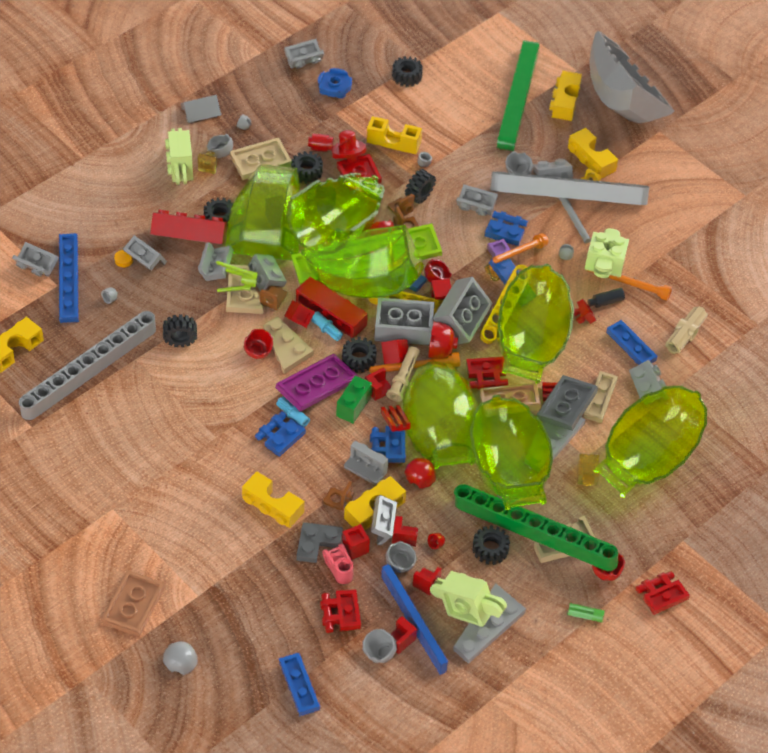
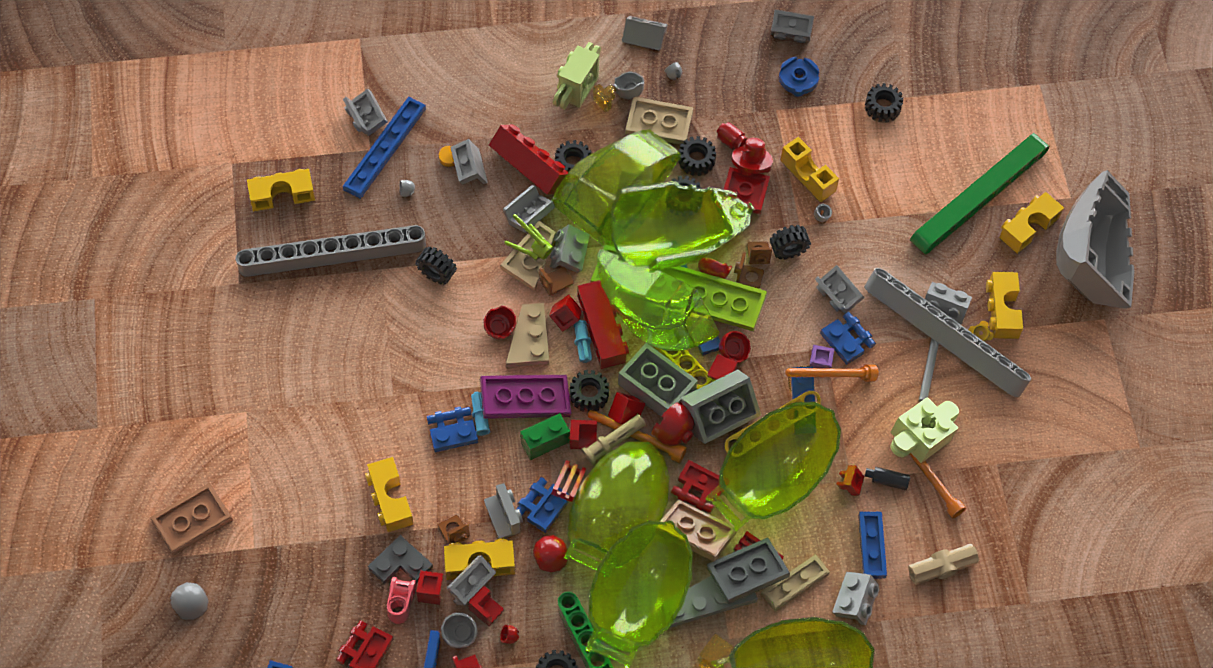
camera: 35 degrees right, 10 degrees up
(519, 163) = (914, 273): light grey hair -> none
(566, 252) = (886, 403): light grey hinge -> none

